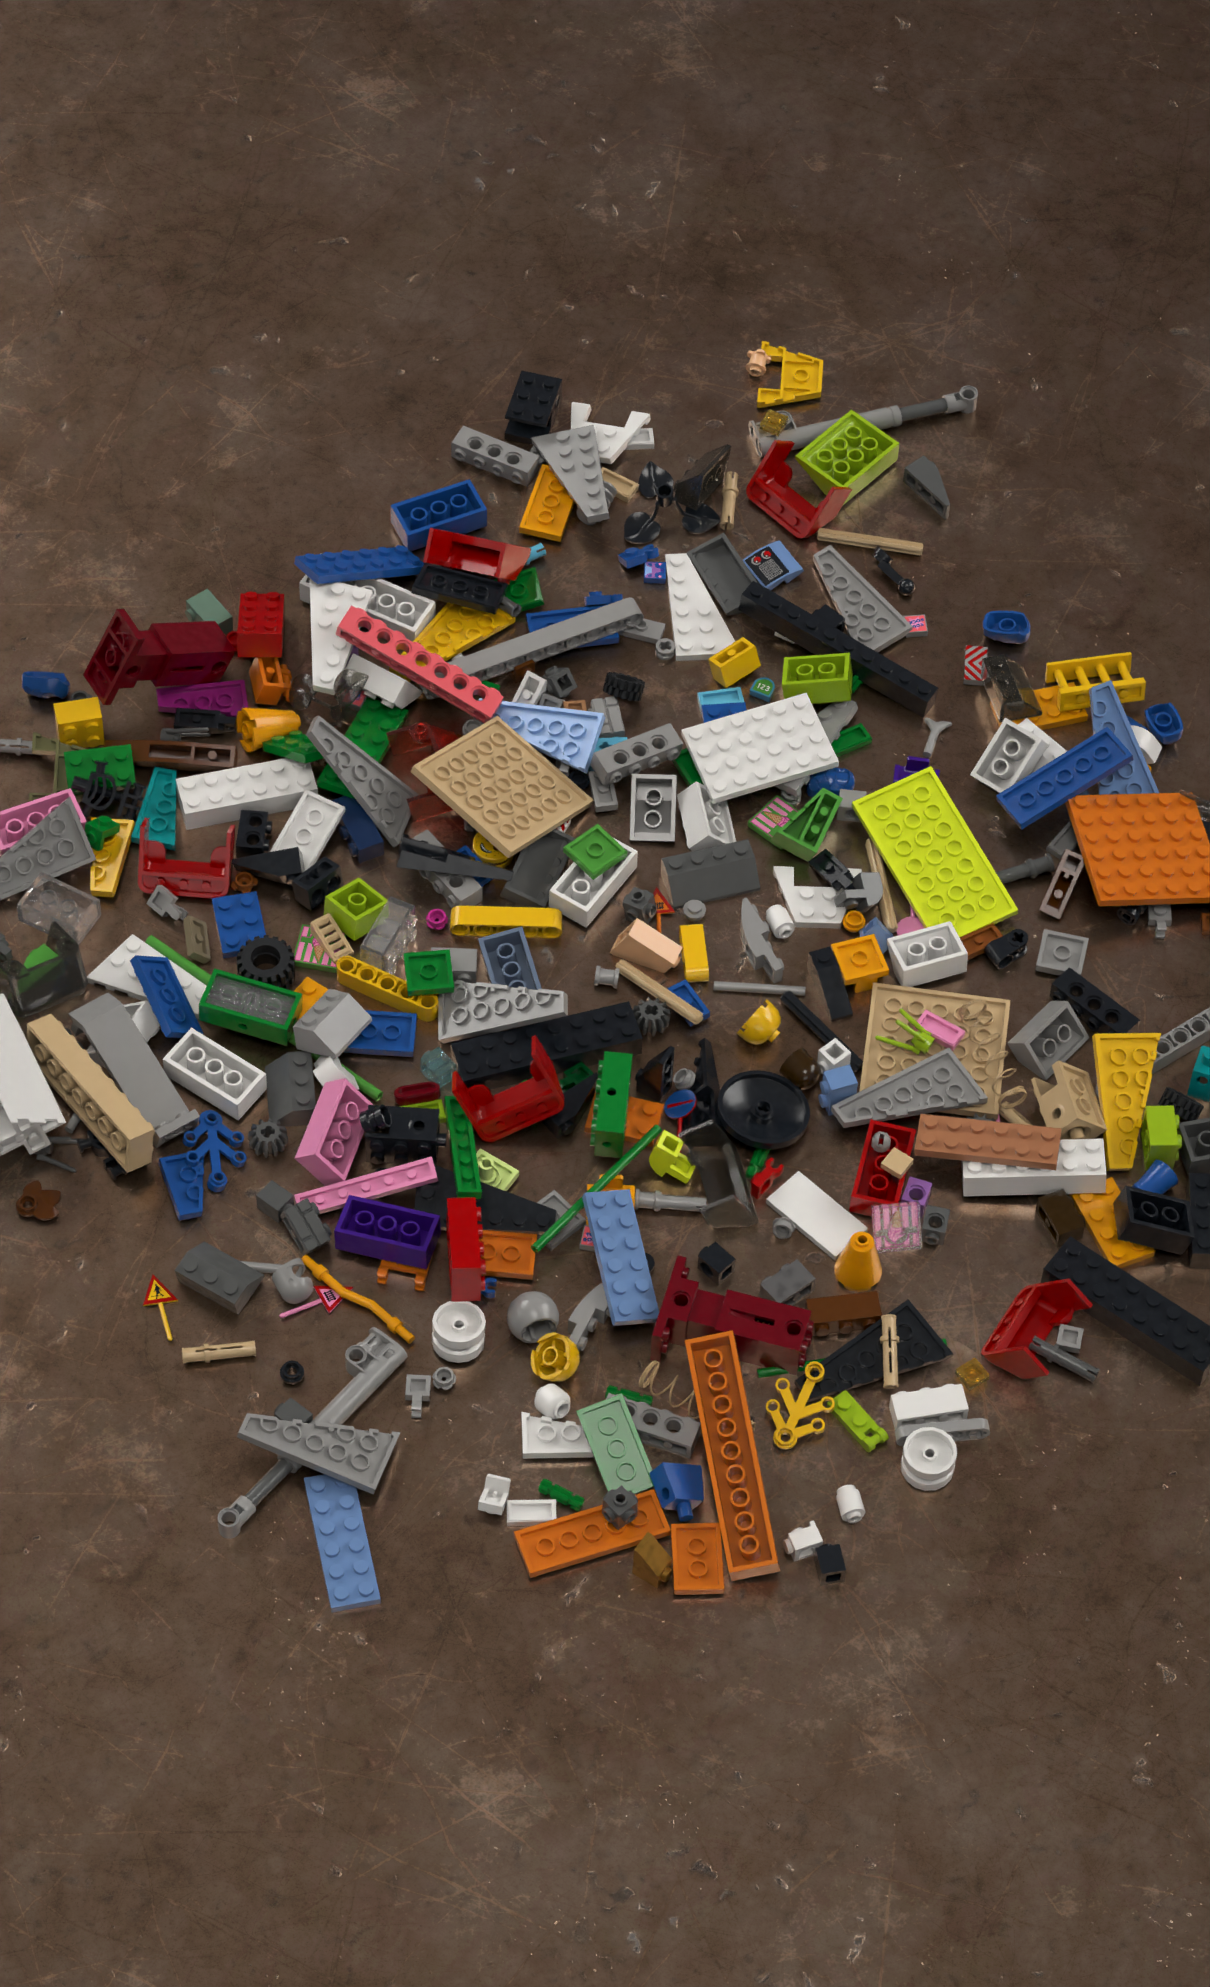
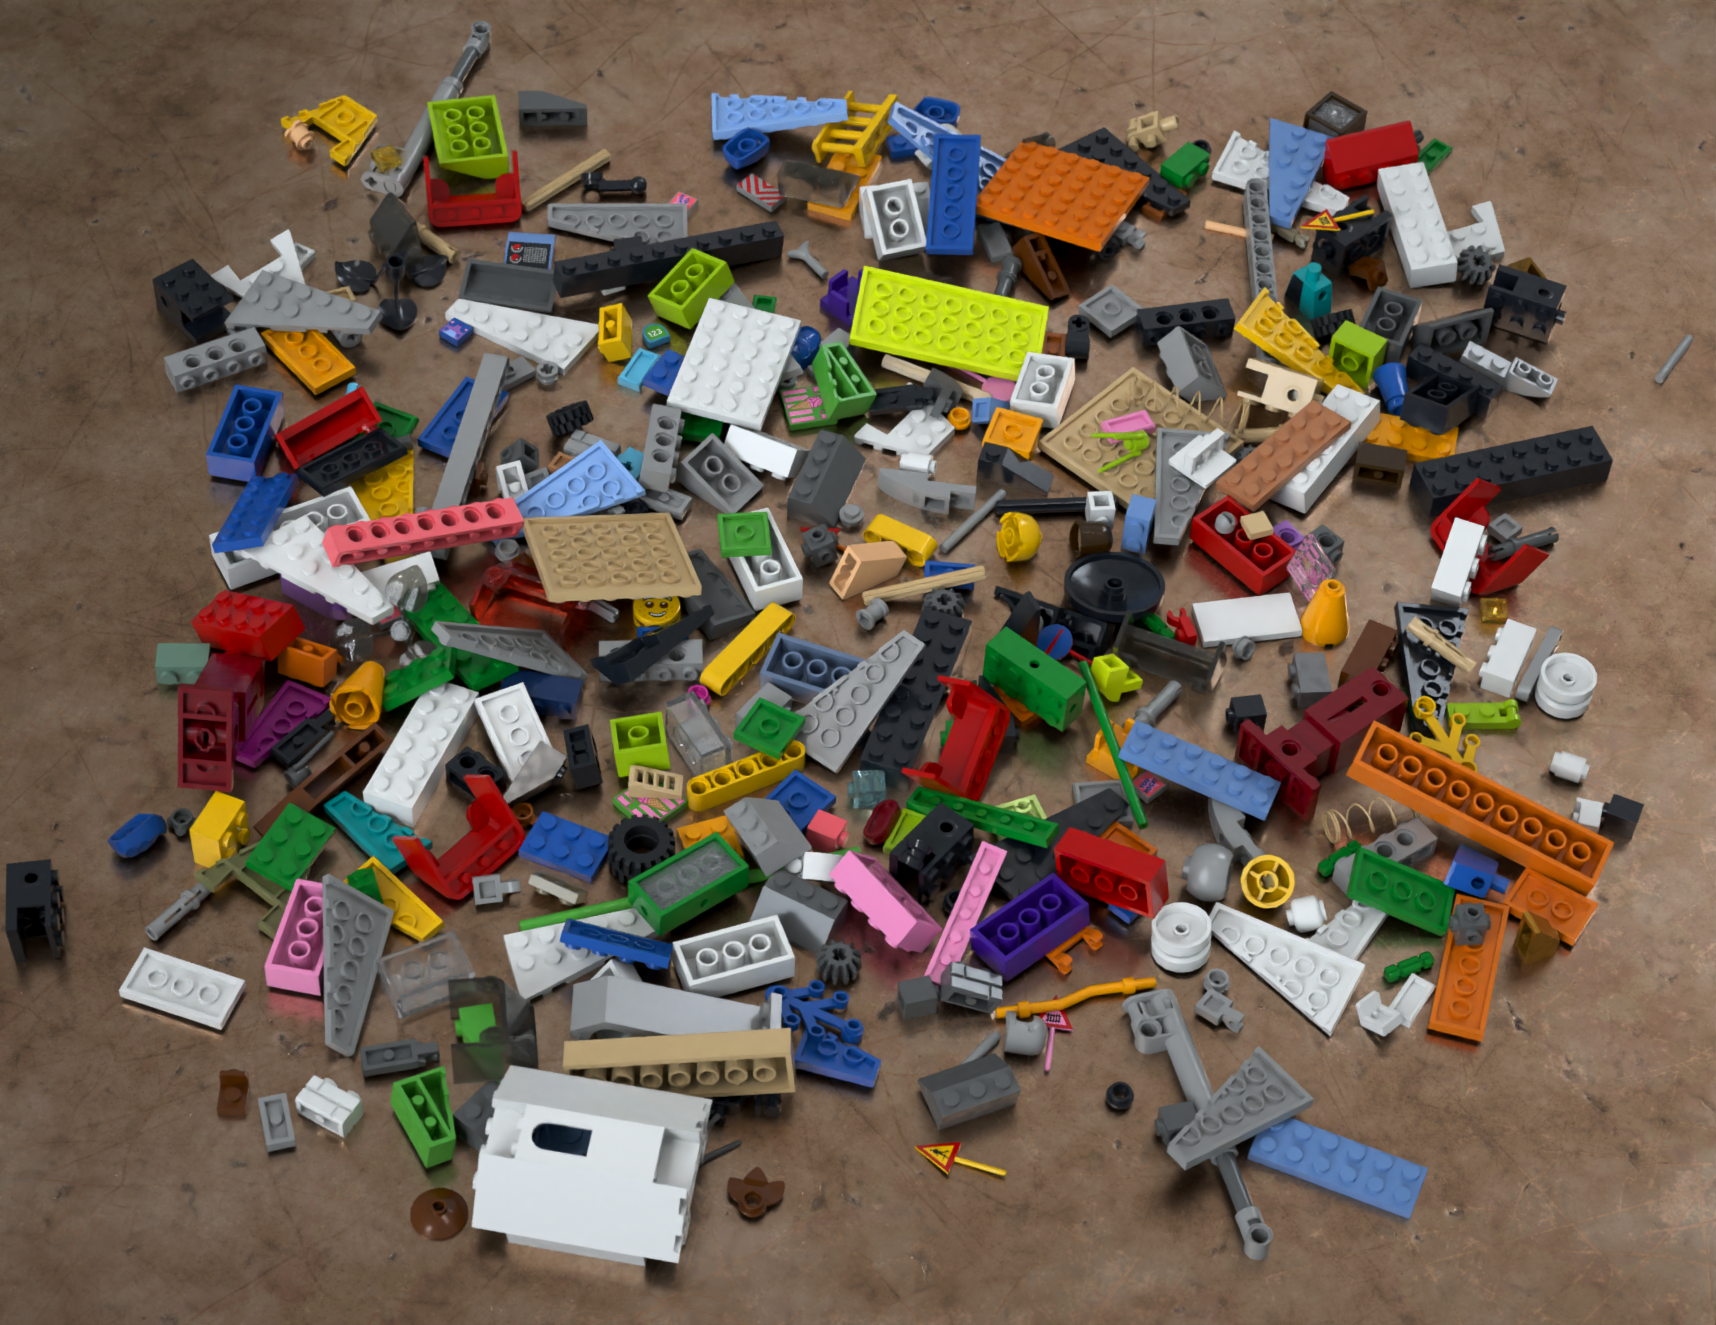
camera: 55 degrees left, 5 degrees down
(86, 786) = (322, 856): black piece -> none
(221, 1351) = (1040, 1162): tan pin -> none
(377, 1065) = (827, 832): none -> coral brick
(495, 1420) = (1300, 970): none -> white wing
(597, 598) = (451, 382): blue plate -> none
(635, 556) = (428, 333): blue plate -> none
(934, 1093) = (1204, 459): none -> white bracket
(980, 1316) = (1459, 563): none -> white brick
(1055, 618) = (771, 113): none -> light blue wing

